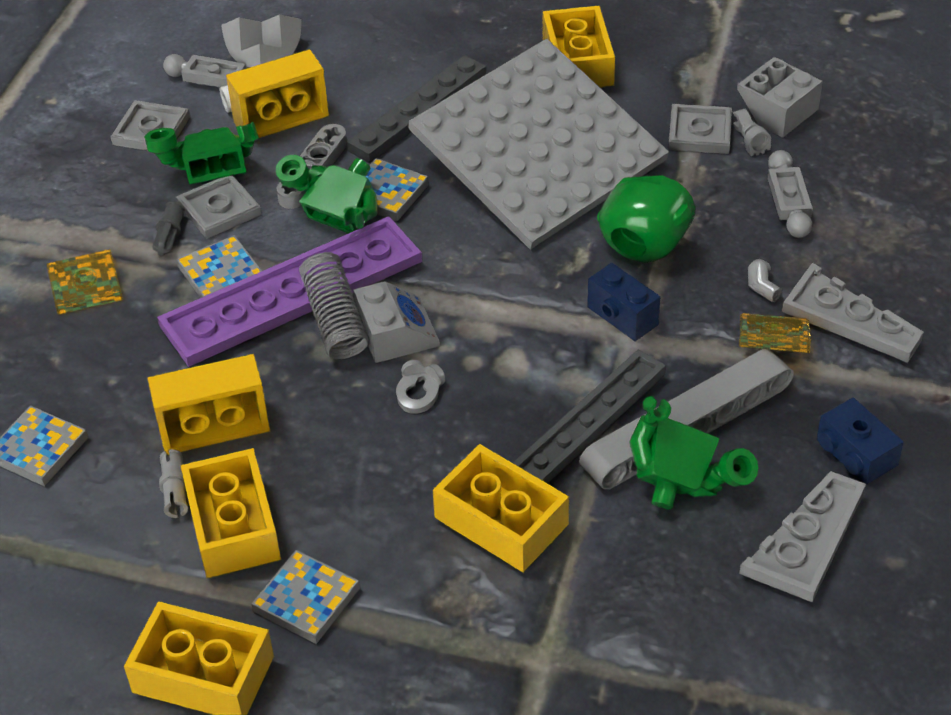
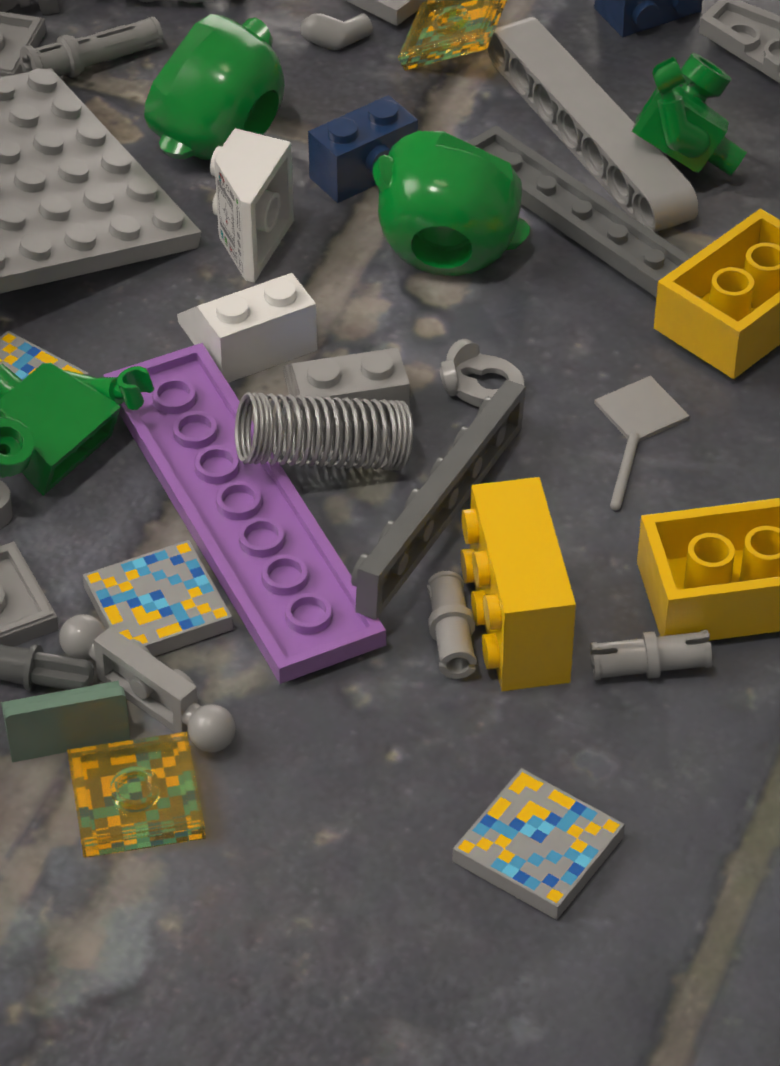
camera: 85 degrees left, 0 degrees up
(133, 246) = (66, 720): none -> sand green panel
(150, 269) = (148, 682): none -> light grey plate
(292, 367) = (437, 502): none -> dark grey plate
(400, 474) = (638, 413): none -> light grey piece
(446, 273) = (255, 327): none -> white slope
(539, 248) = (252, 197): none -> white slope
(547, 337) = (448, 204): none -> green piece
(691, 161) = (72, 54): none -> light grey pin

